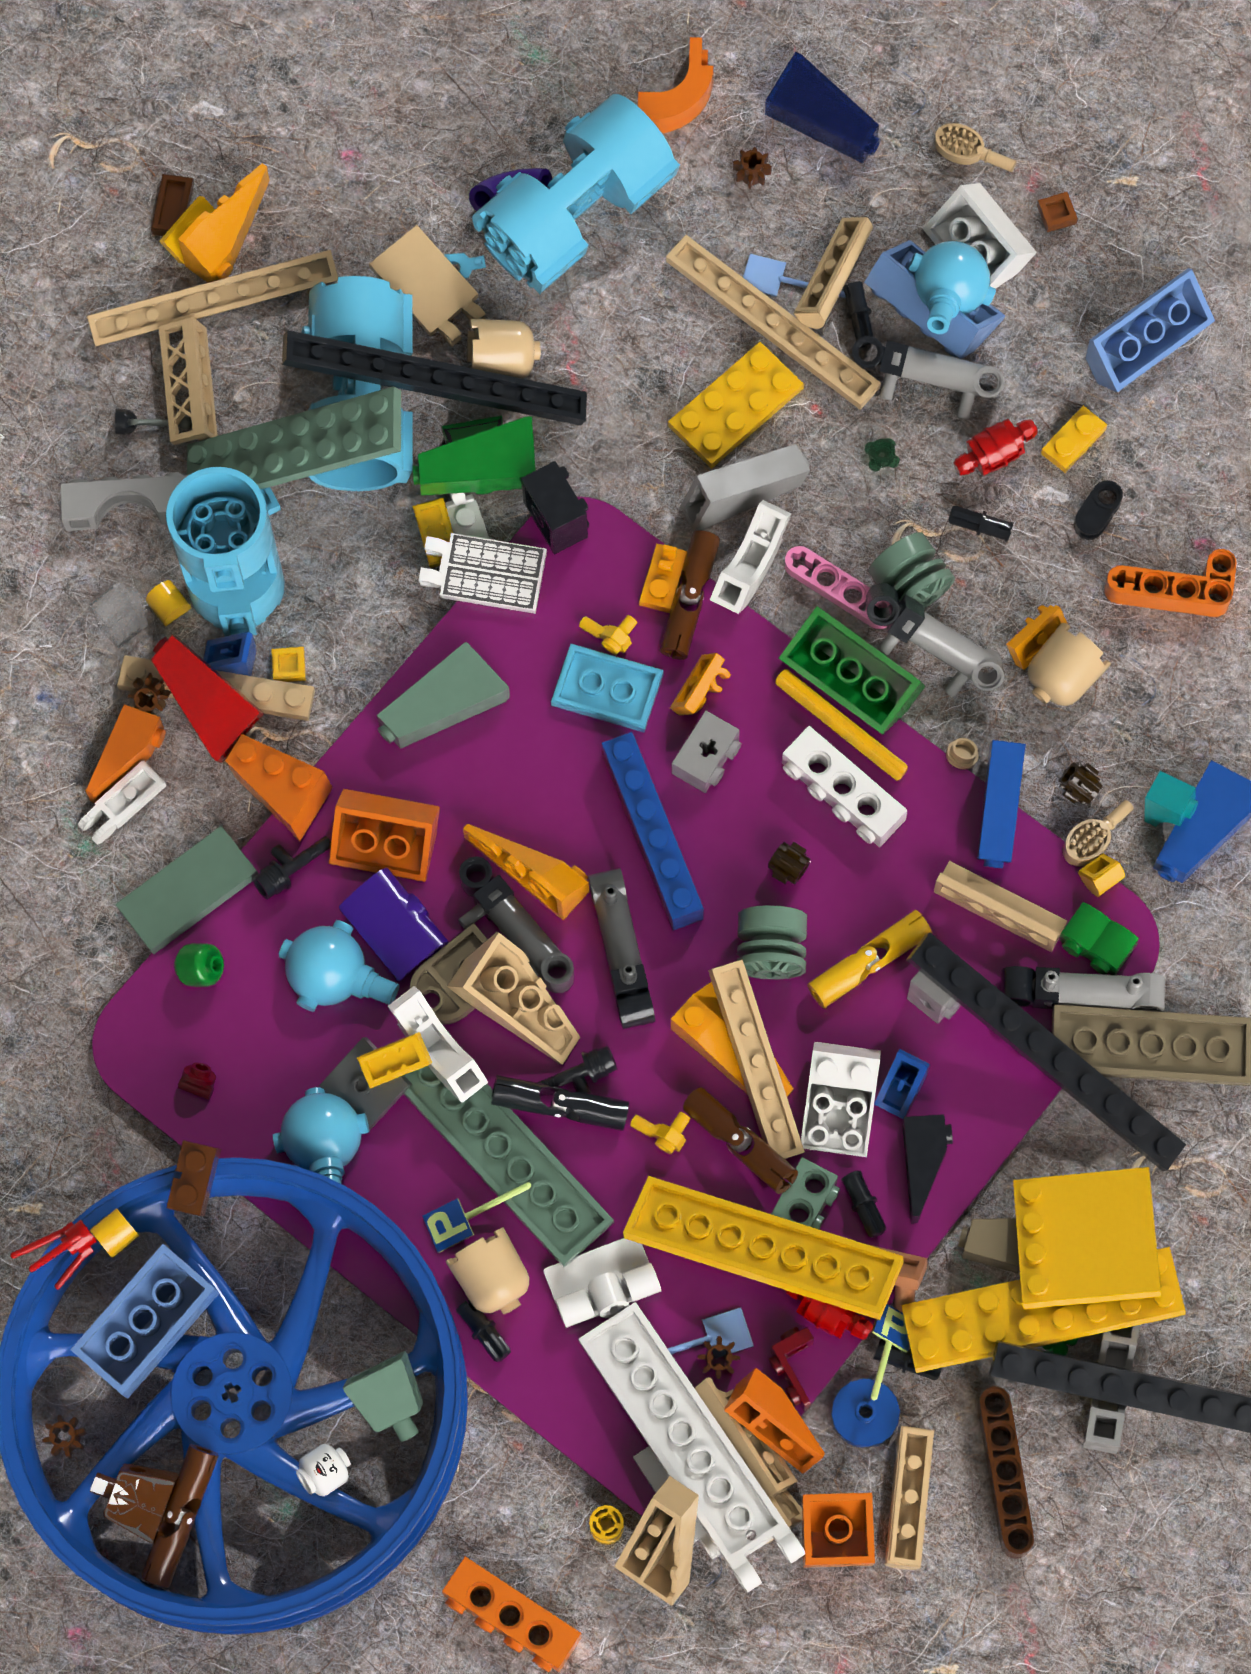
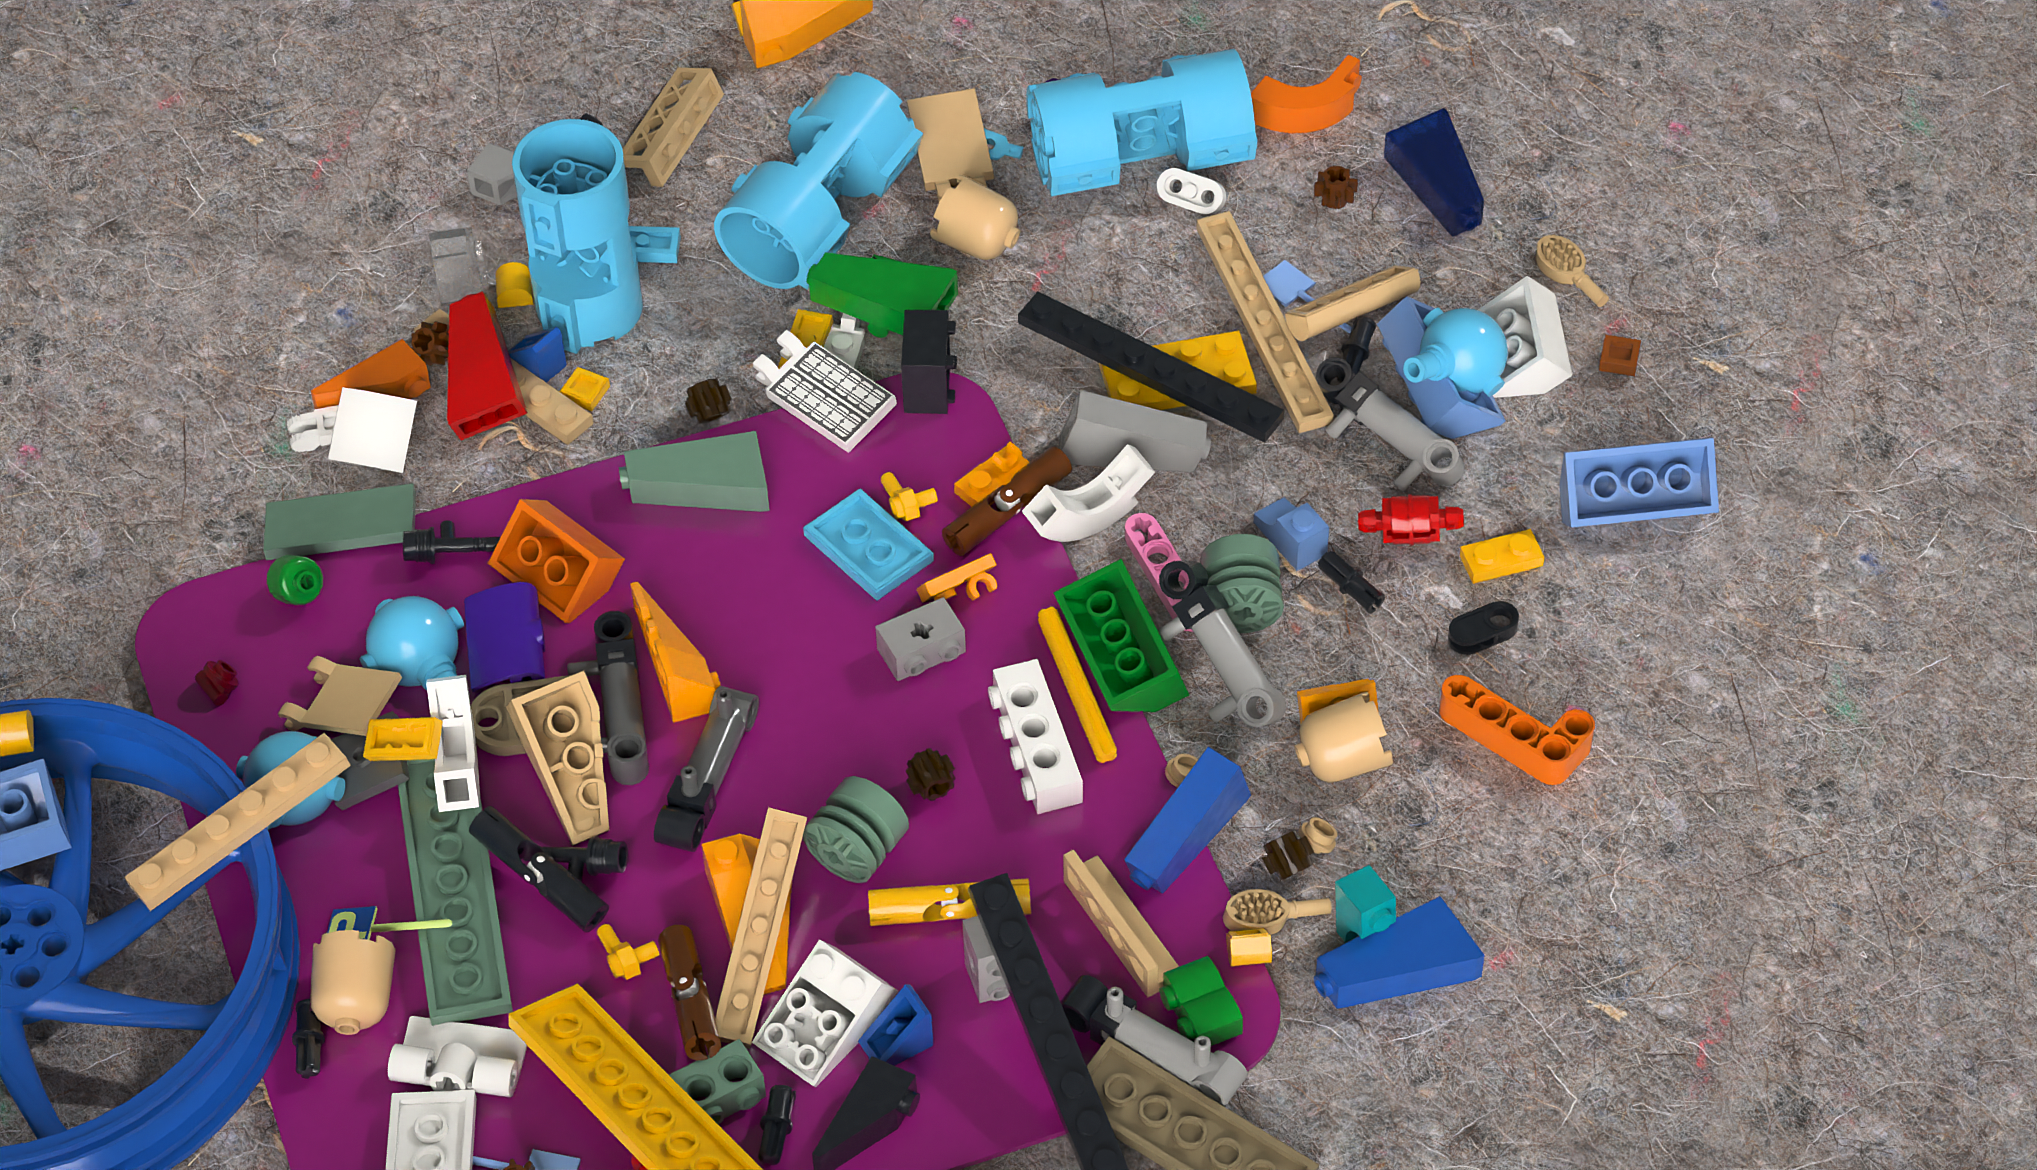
camera: 30 degrees right, 20 degrees down
(158, 798) = (372, 430): none -> white slope
(198, 1169) = (118, 717): reddish brown piece -> none
(213, 297) = (729, 65): tan plate -> none
(280, 782) = (493, 470): orange wedge -> none
(307, 441) = (722, 189): sand green plate -> none
(316, 1044) = (346, 699): none -> tan flag
(323, 1469) = (36, 1053): white head -> none
(346, 1209) = (237, 821): none -> tan plate
(387, 1395) = (147, 1012): sand green torso -> none
(399, 627) = (708, 401): none -> dark brown gear
(433, 378) = (885, 194): black plate -> none
(643, 232) = (1192, 192): none -> white plate
(652, 831) = (814, 682): blue brick -> none
(719, 414) = (1151, 367): none -> black plate
(879, 446) = (1293, 478): clear green plate -> none
(911, 501) = (1294, 531): none -> medium blue arch
(1089, 752) = (1319, 834): none -> tan plate

